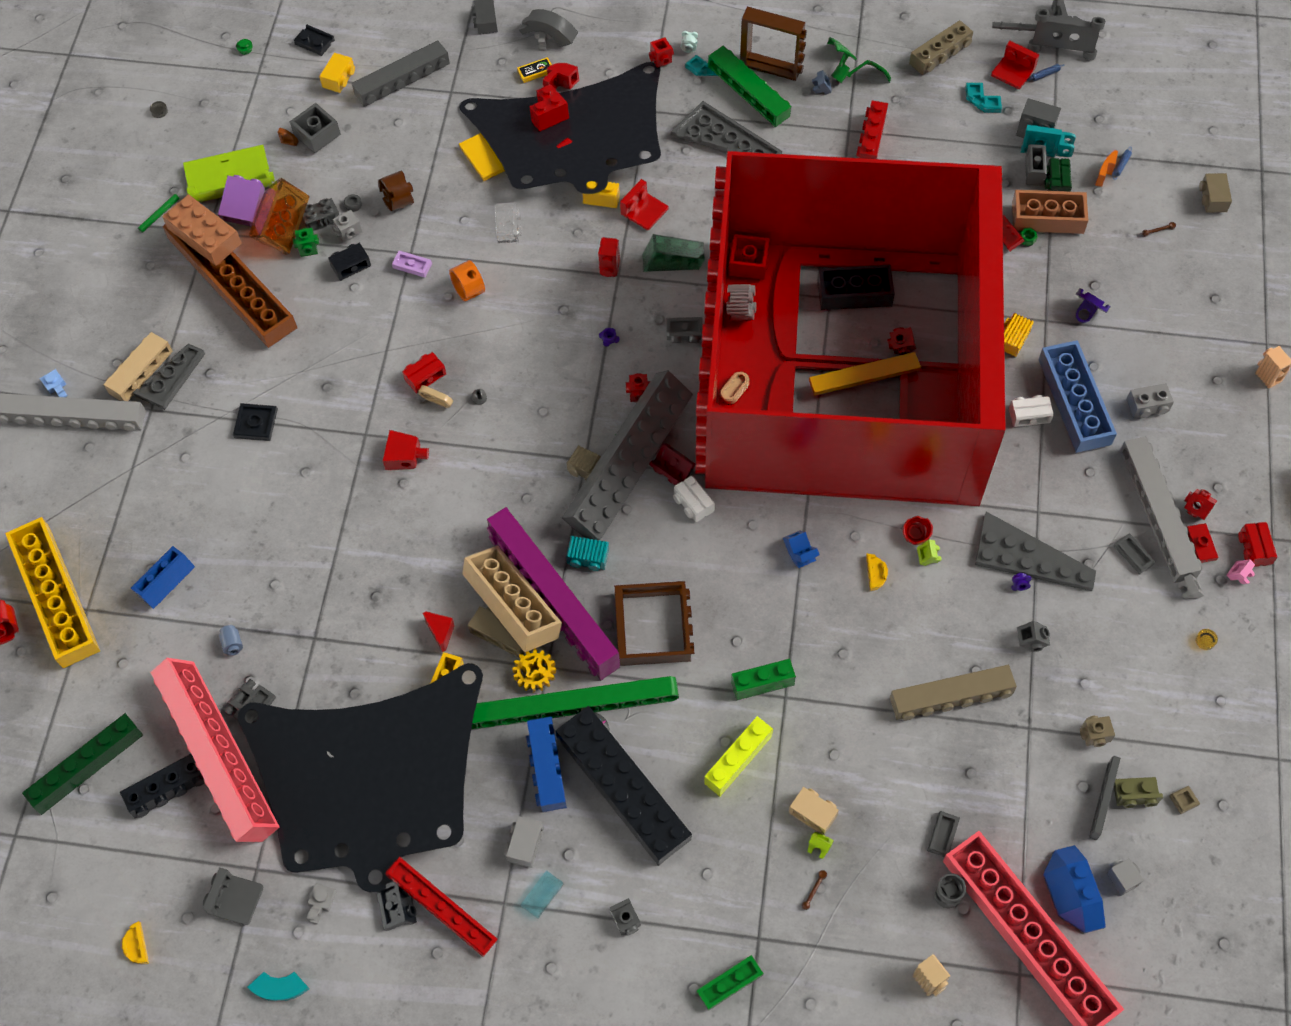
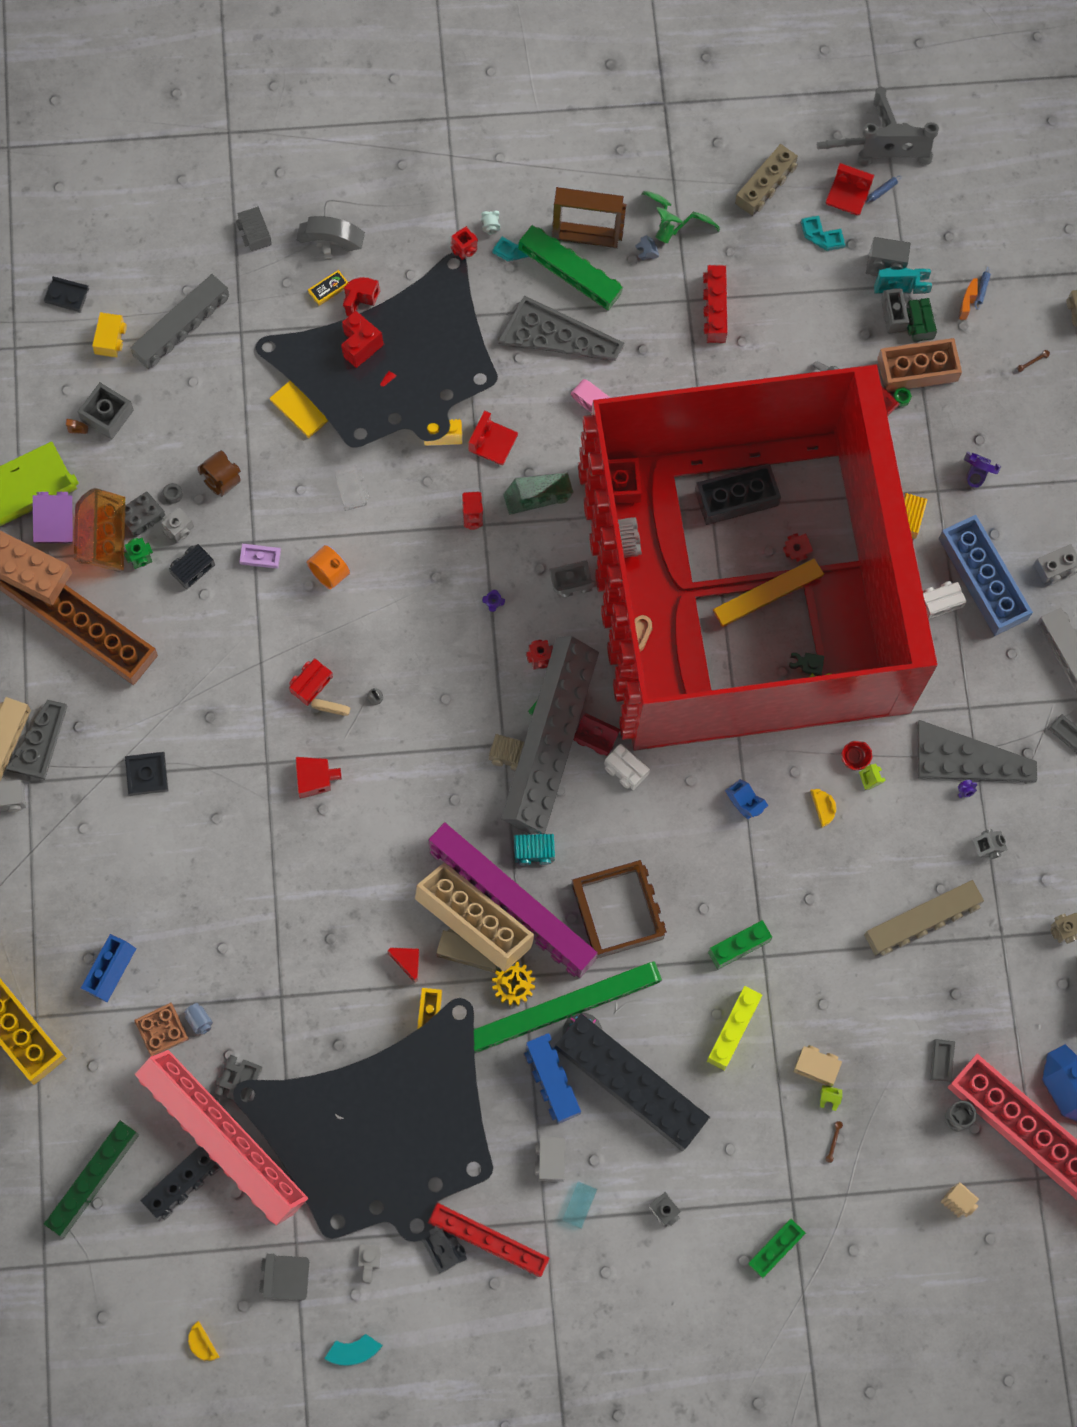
camera: 20 degrees left, 10 degrees up
(195, 642) = (161, 1029): none -> nougat tile

